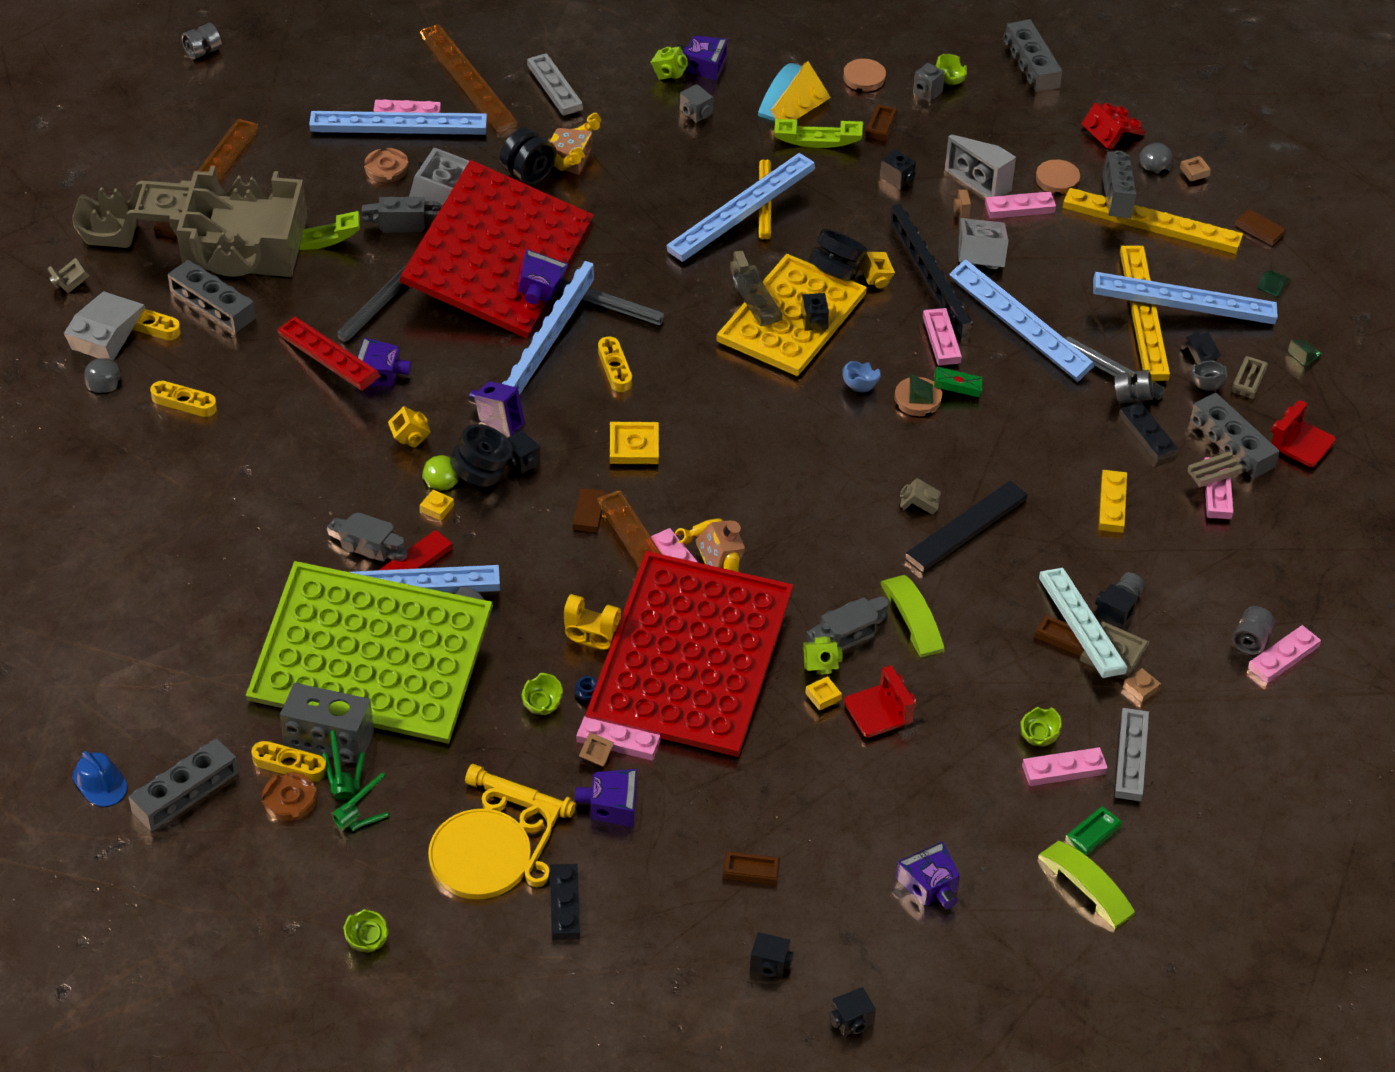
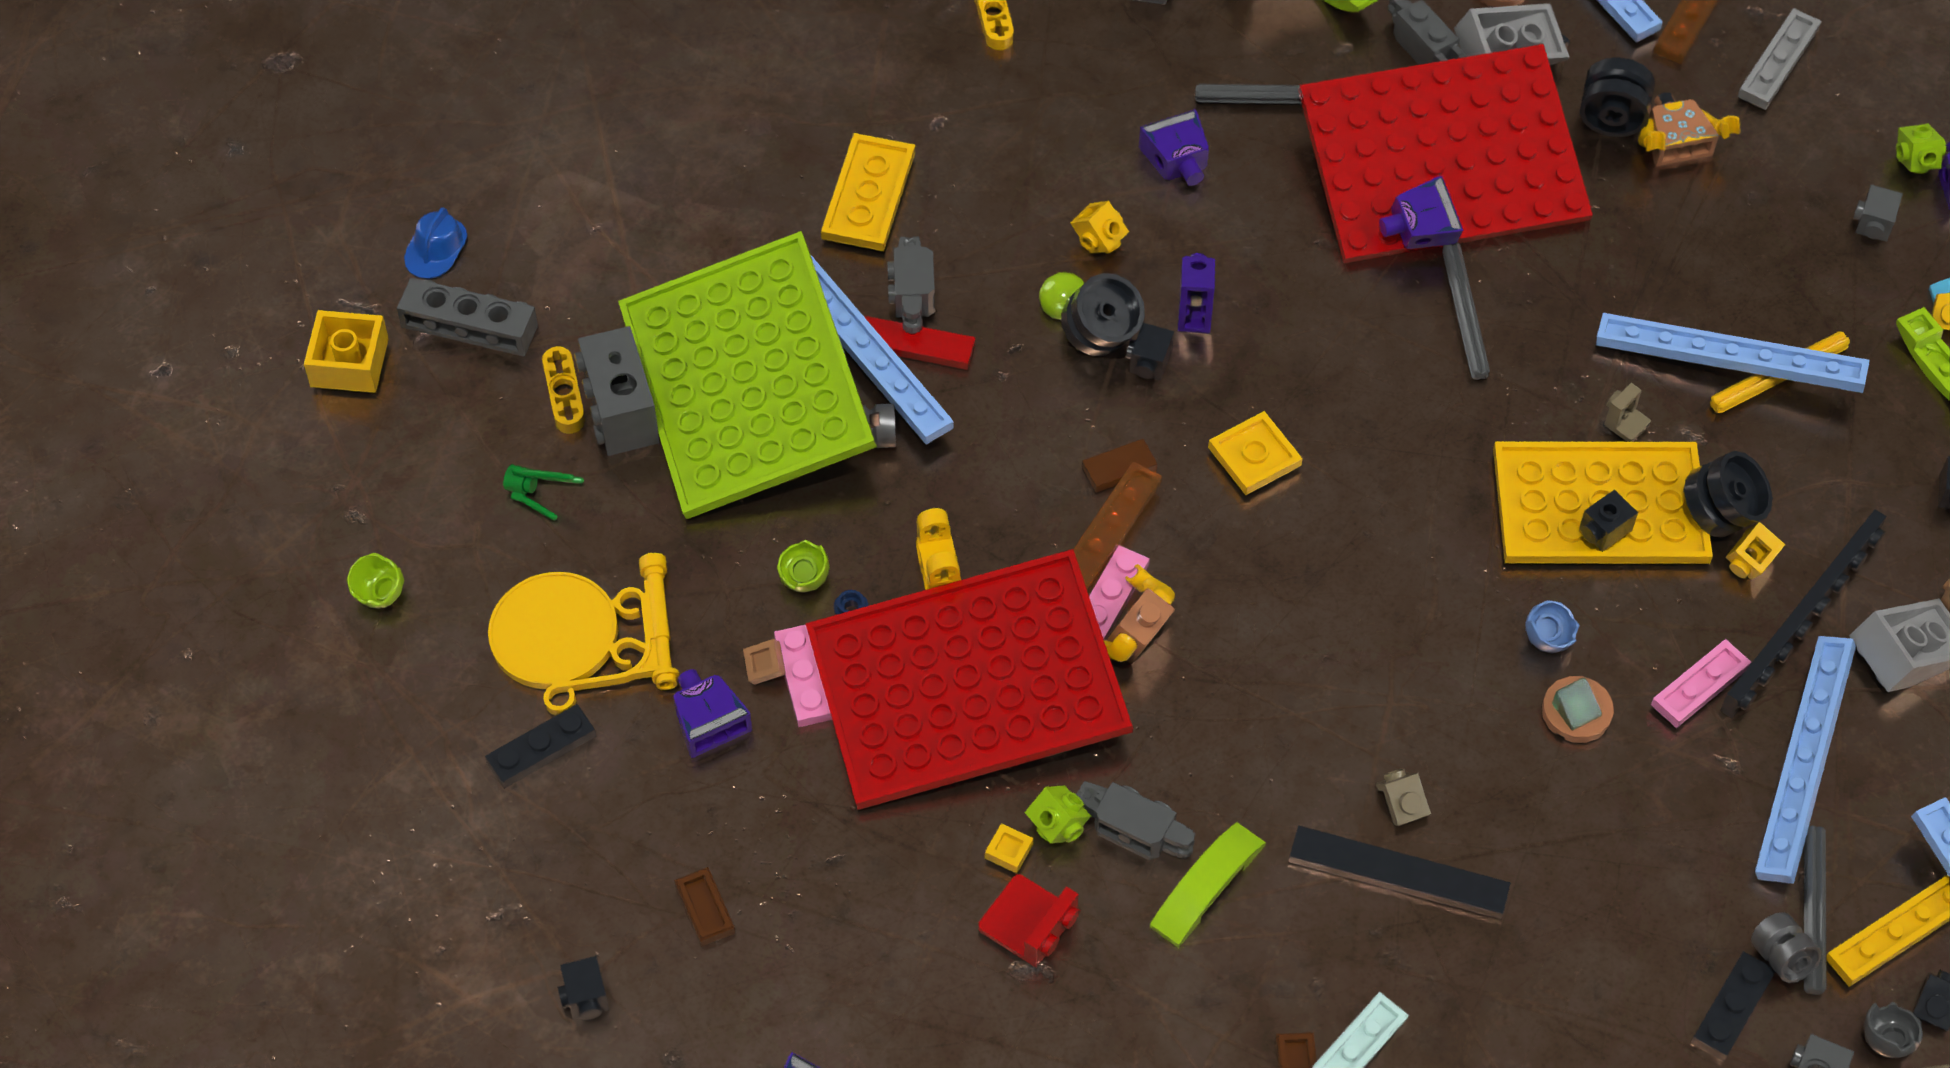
camera: 60 degrees right, 10 degrees up
(156, 863) = (346, 351): none -> yellow brick
(273, 527) = (868, 192): none -> yellow plate
(289, 796) = (519, 417): dark orange tile -> none
(328, 353) = (1148, 93): red tile -> none
(343, 785) = (558, 453): green plant -> none
(437, 505) = (1016, 319): yellow plate -> none
(551, 327) = (1351, 275): light blue plate -> none
(616, 356) = (1366, 381): yellow beam -> none
(757, 297) = (1583, 449): clear smoke plate -> none
(958, 382) = (1634, 740): green tile -> none
(1112, 501) = (1574, 1020): yellow plate -> none

